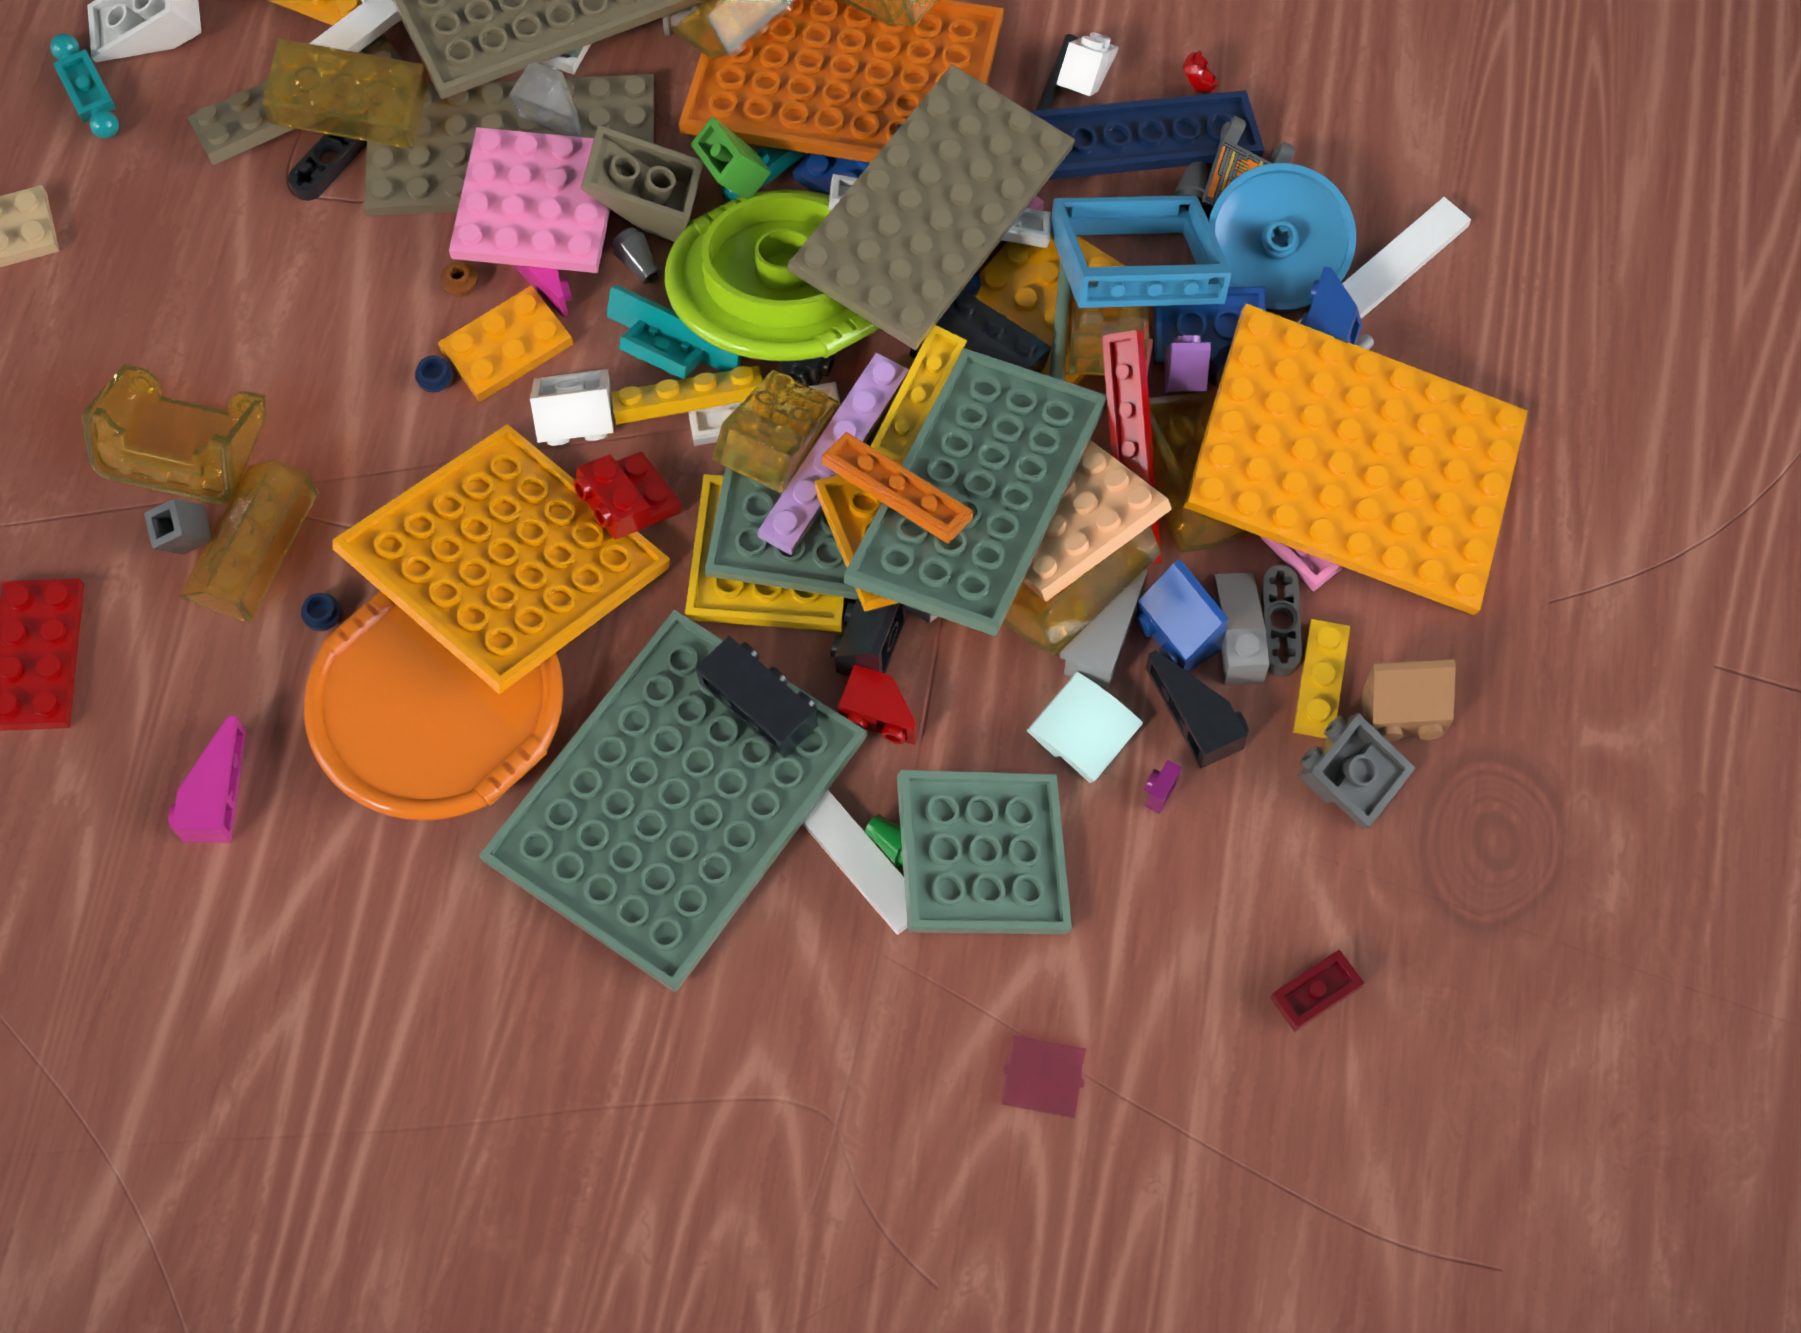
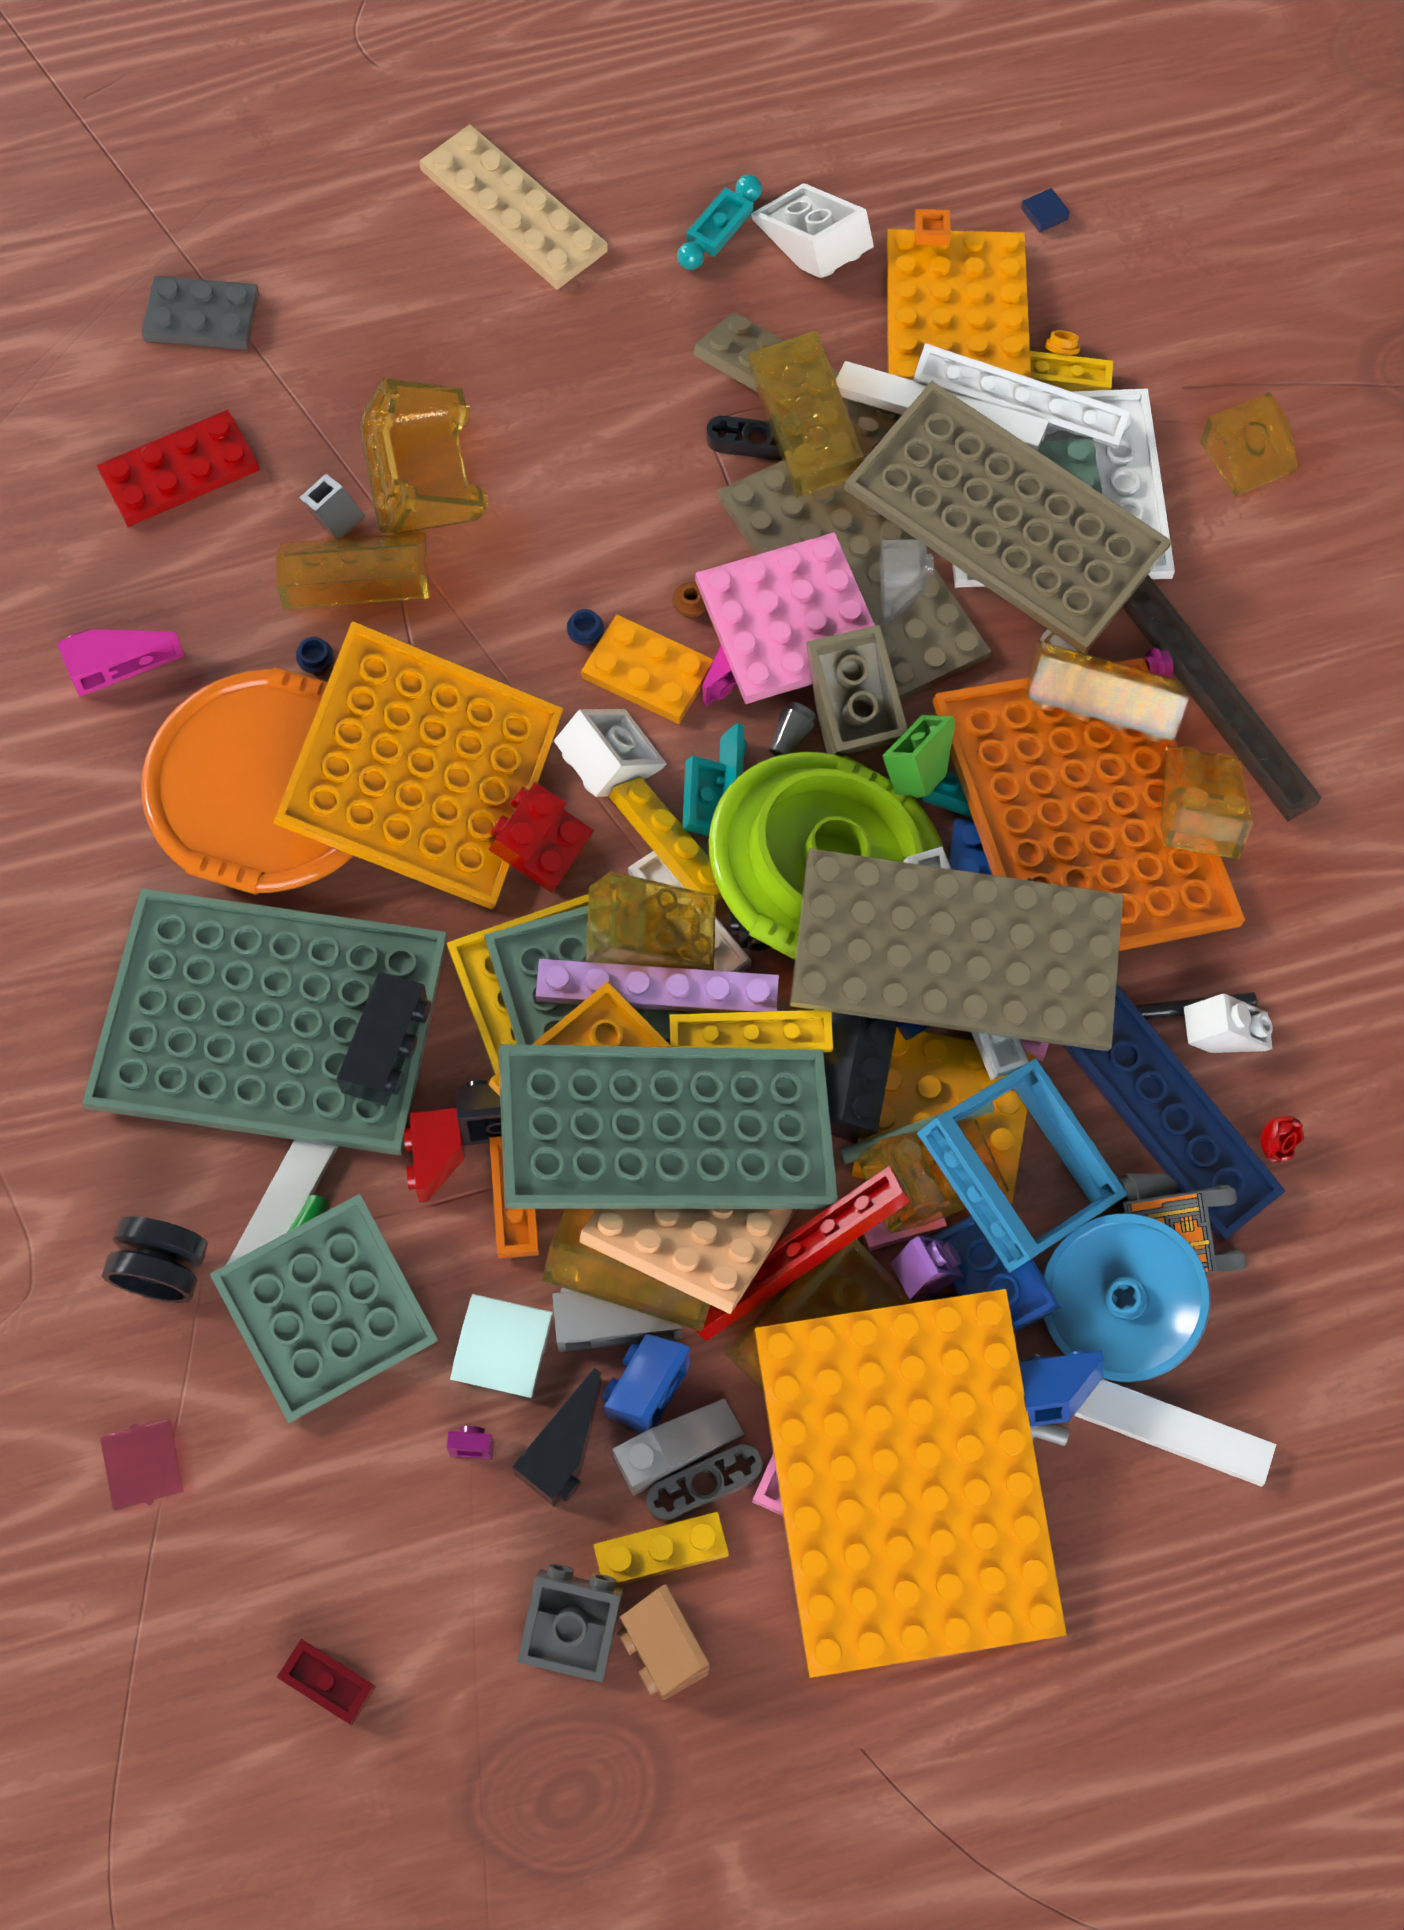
camera: 60 degrees right, 0 degrees up
(866, 977) = (155, 1259): none -> black wheel
(897, 487) = (619, 1052): orange tile -> none
(953, 660) = (514, 1227): none -> orange plate

